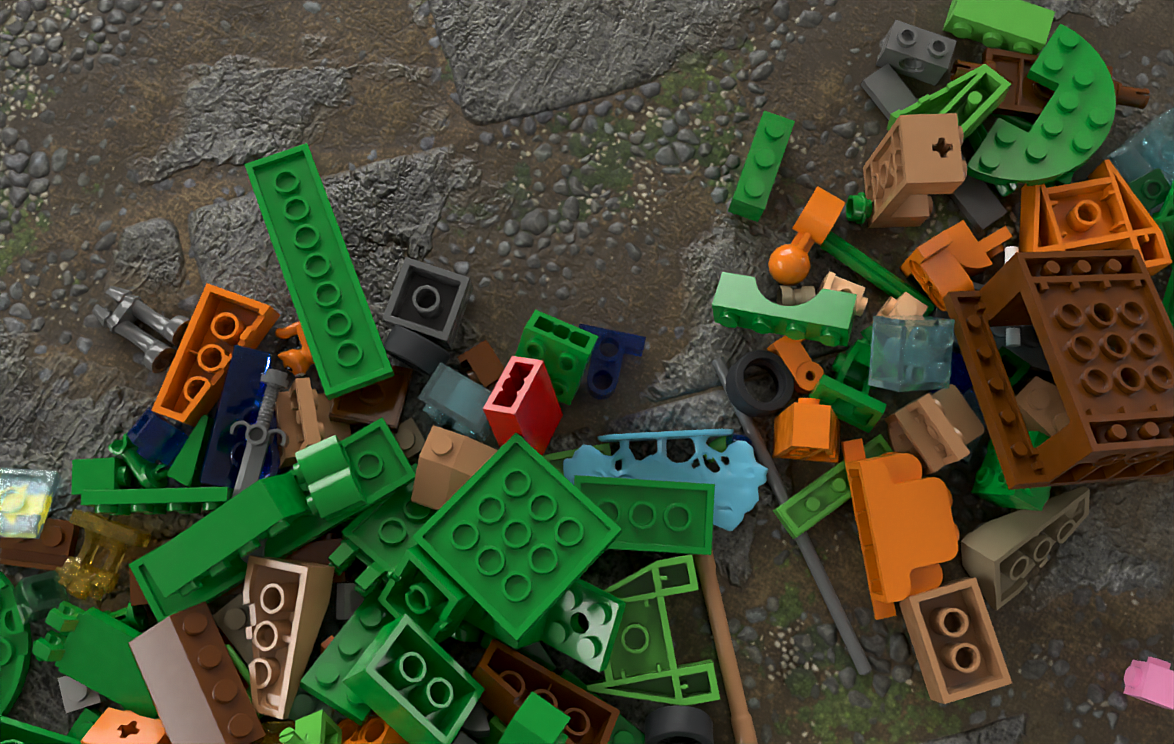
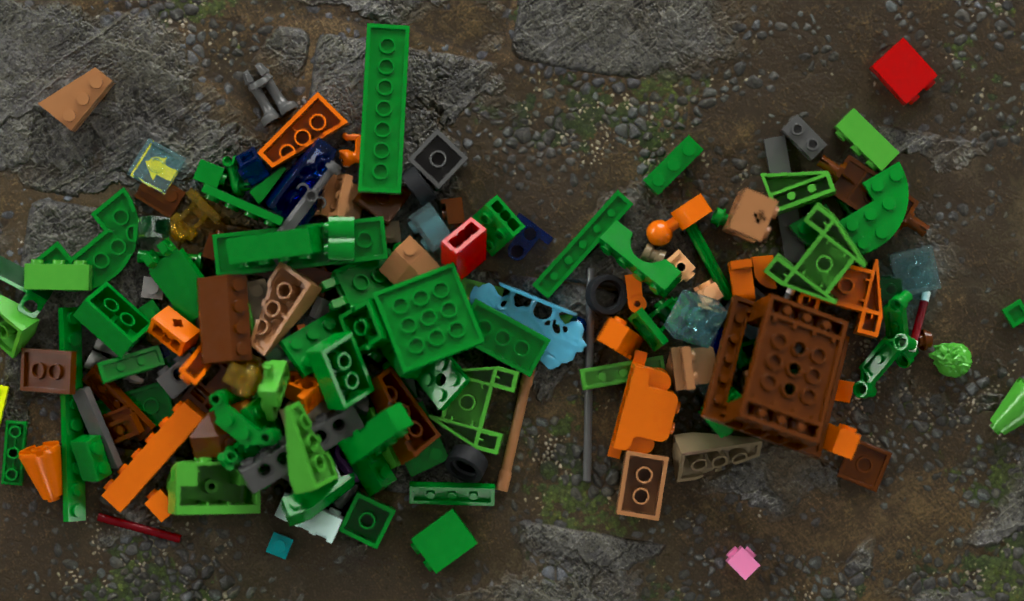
camera: 30 degrees right, 10 degrees up
(689, 332) = (582, 244): none -> green plate
(1051, 184) = (824, 260): none -> bright green wedge

